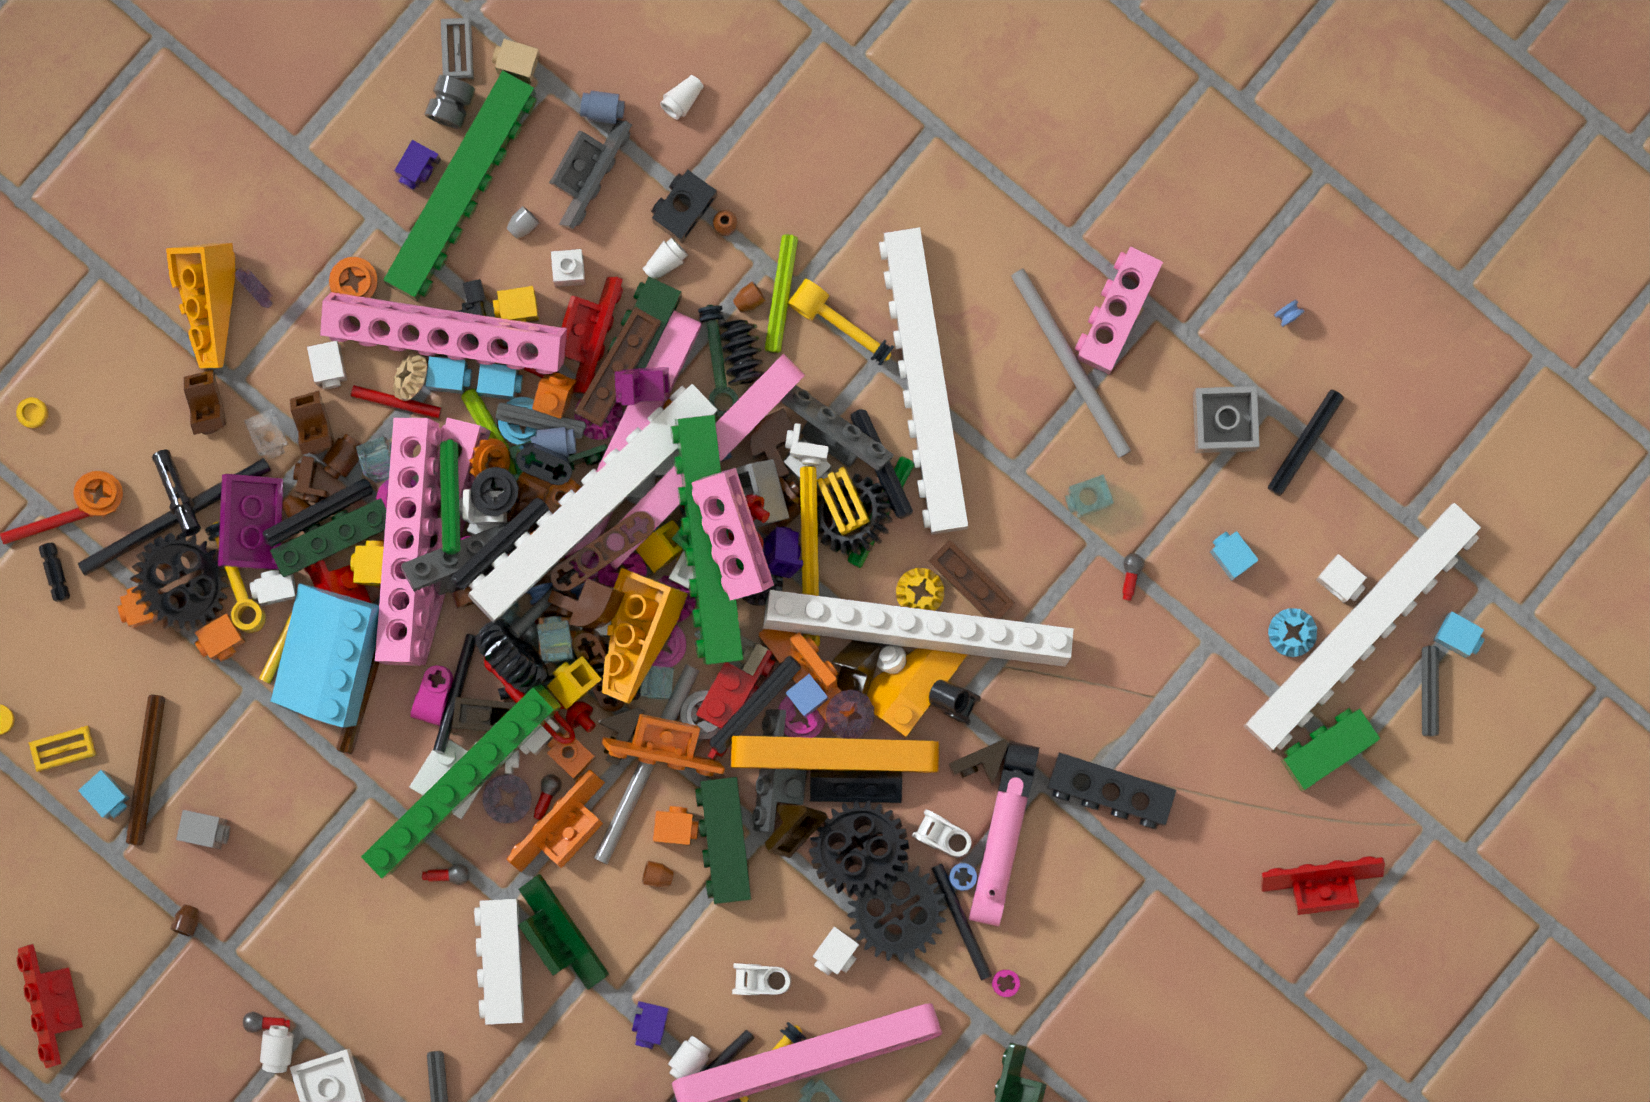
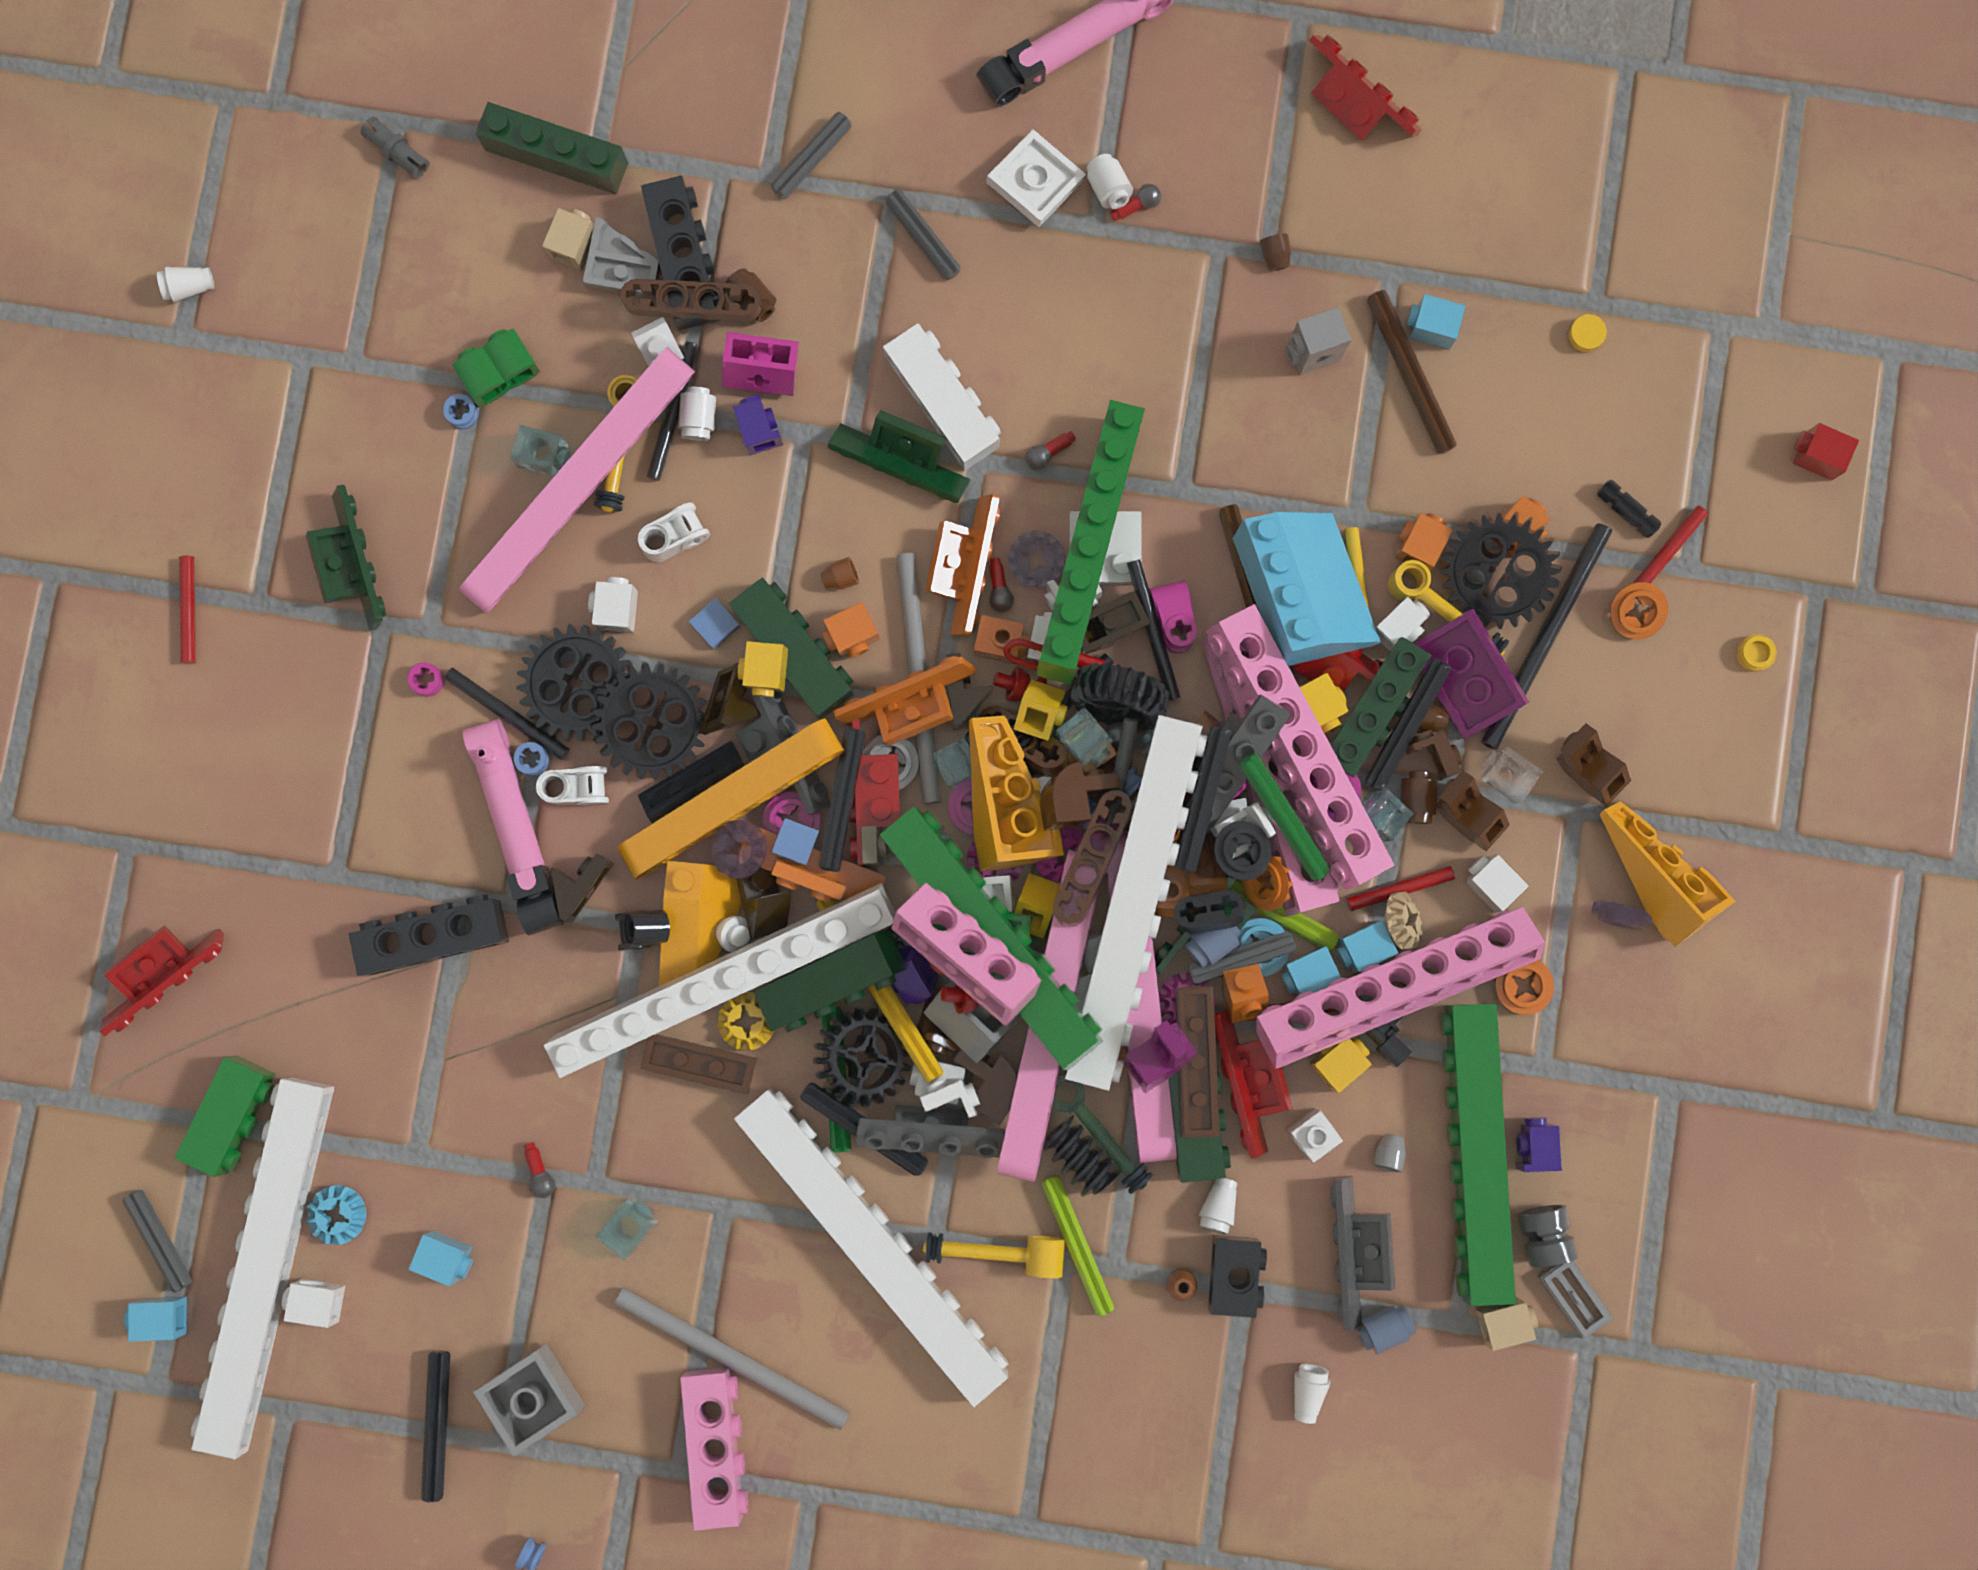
camera: 150 degrees right, 0 degrees up
(88, 741) = (1486, 365): yellow tile -> none
(188, 521) = (1551, 649): black pin -> none
(620, 1066) = (760, 364): none -> dark pink brick
(749, 298) = (1108, 1220): dark orange hose -> none
(754, 831) = (763, 668): none -> yellow brick
(770, 895) = (714, 623): none -> medium blue tile
(833, 479) = (903, 1081): yellow tile -> none
(840, 579) = (830, 980): none -> dark green brick

